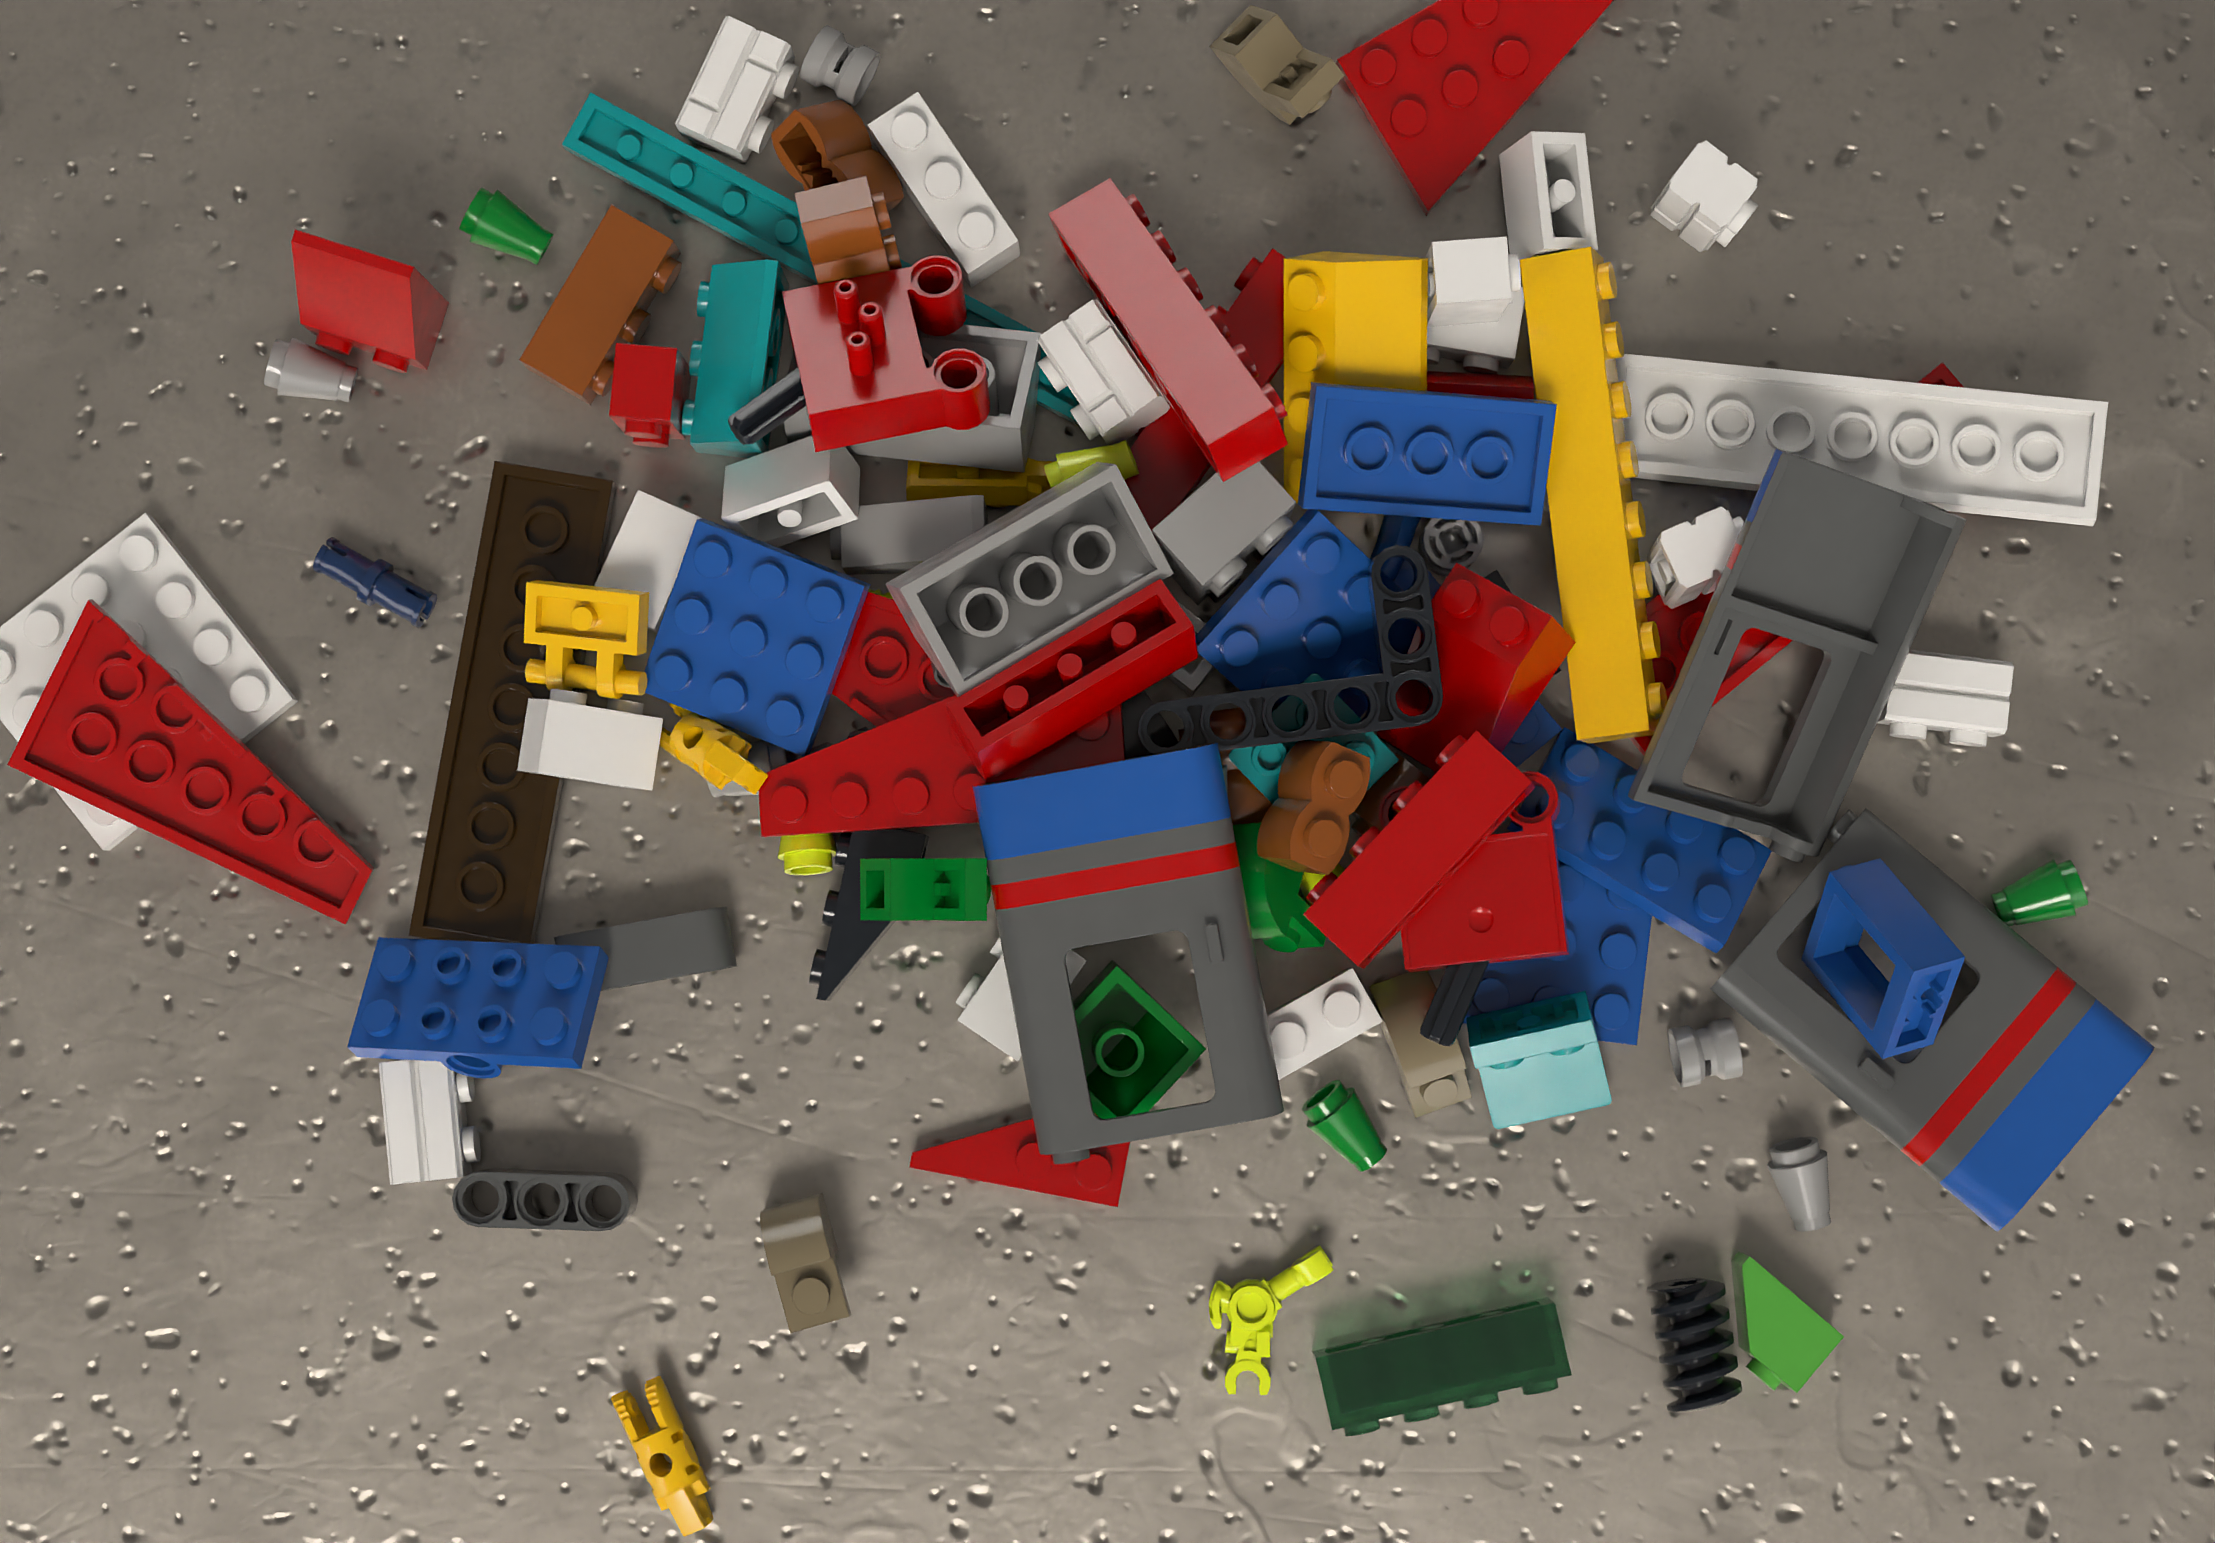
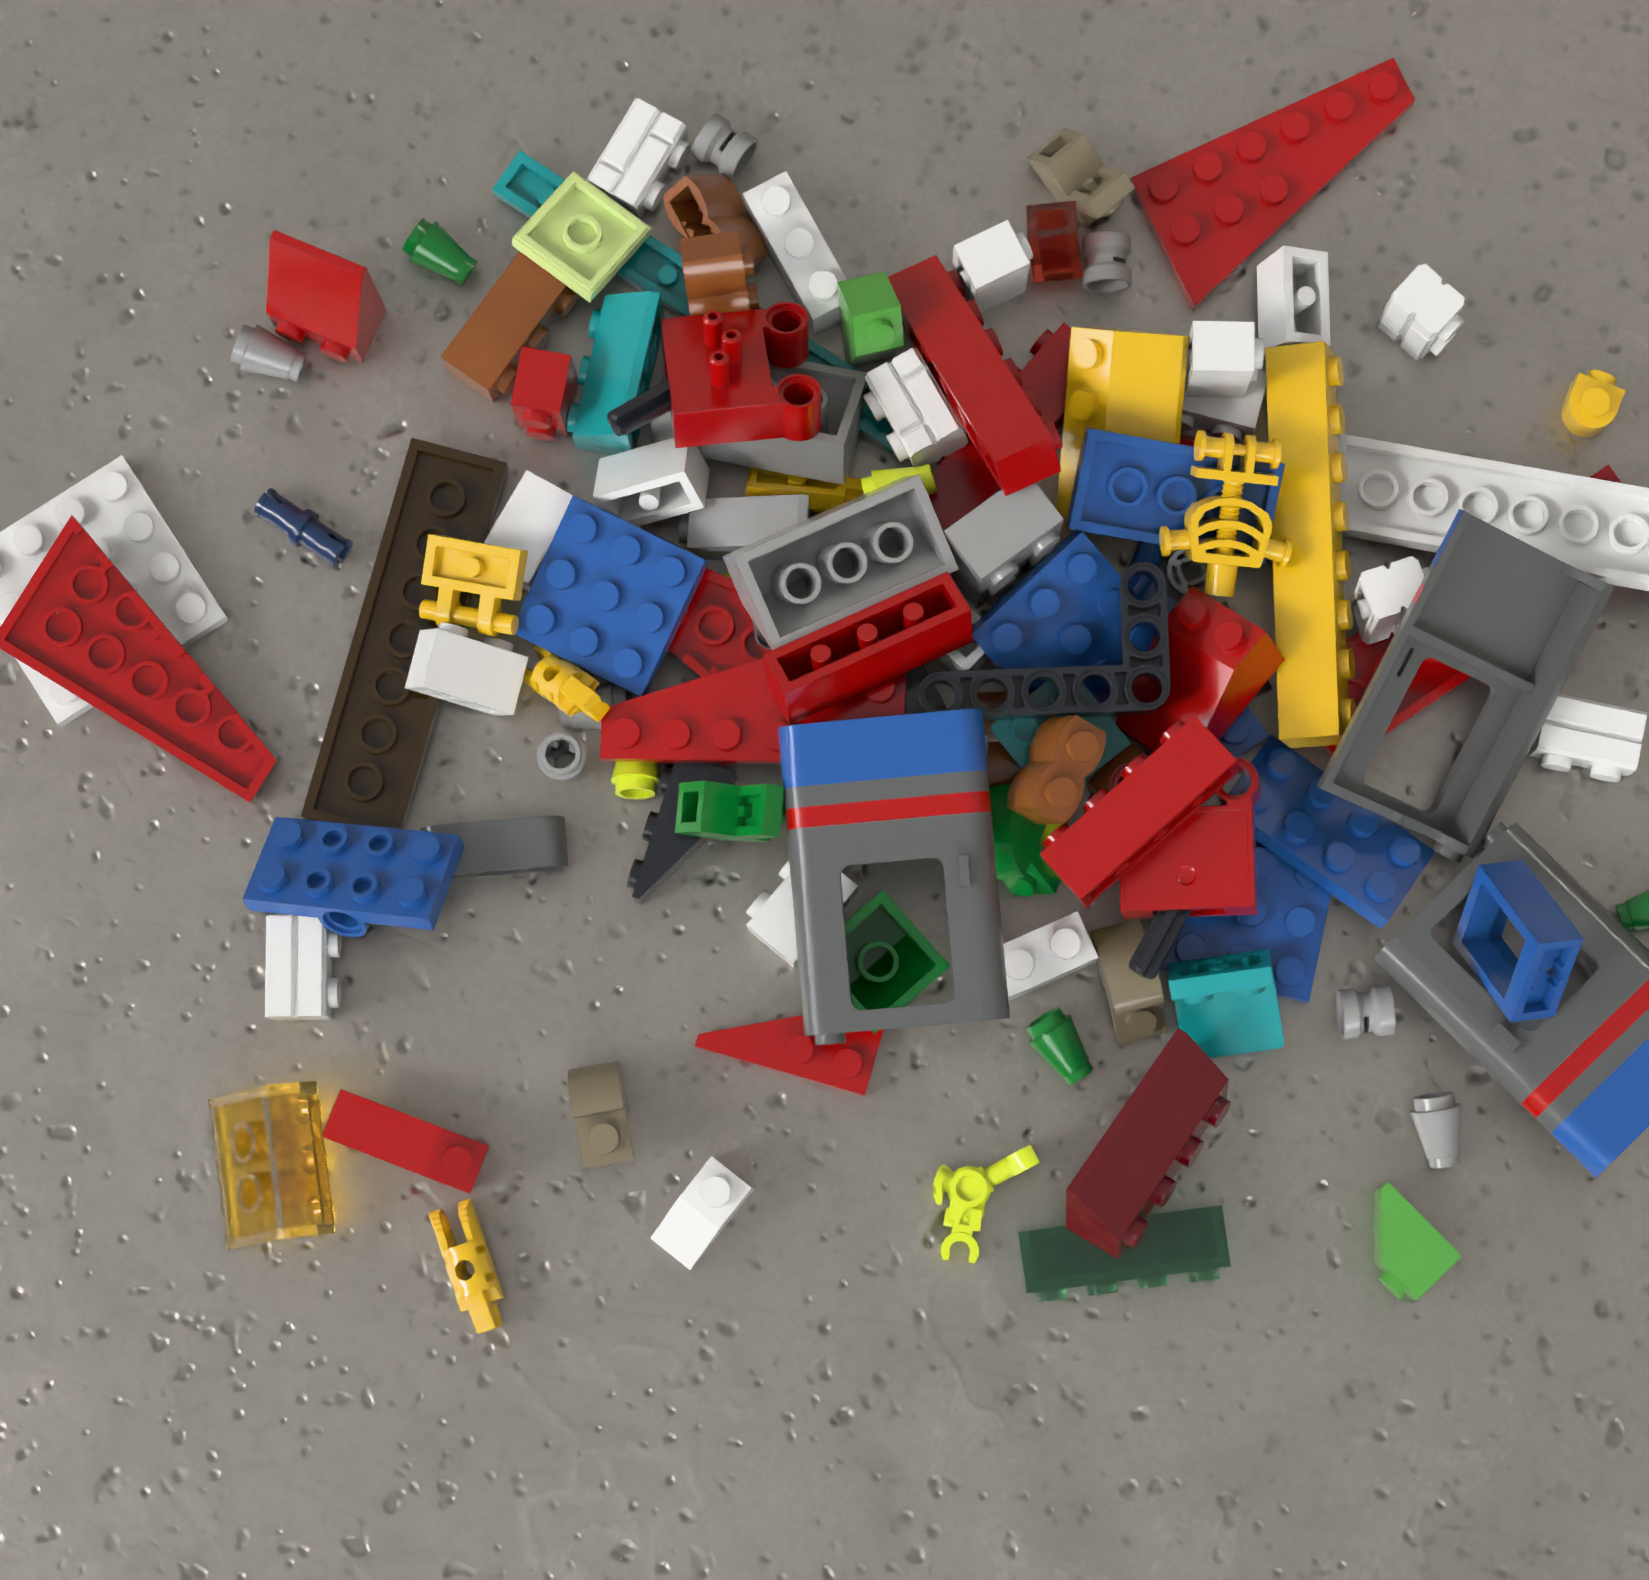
camera: 10 degrees right, 5 degrees down
(418, 1359) = (271, 1164): none -> clear yellow slope
(516, 1205) = (368, 1033): dark grey beam -> none
(575, 1317) = (405, 1141): none -> red slope
(676, 195) = (581, 236): none -> yellowish green tile
(699, 831) = (556, 745): none -> light grey cone
(937, 1365) = (701, 1212): none -> white slope
(1036, 265) = (870, 318): none -> bright green slope
(1180, 186) = (993, 265): none -> white brick
(1251, 148) = (1054, 241): none -> clear red brick
(1317, 166) = (1106, 261): none -> light grey wheel
(1461, 1246) = (1147, 1147): none -> dark red slope
(1485, 517) = (1223, 562): none -> yellow piece
(1696, 1343) = (1337, 1252): black piece -> none
(1915, 288) = (1591, 403): none -> yellow plate

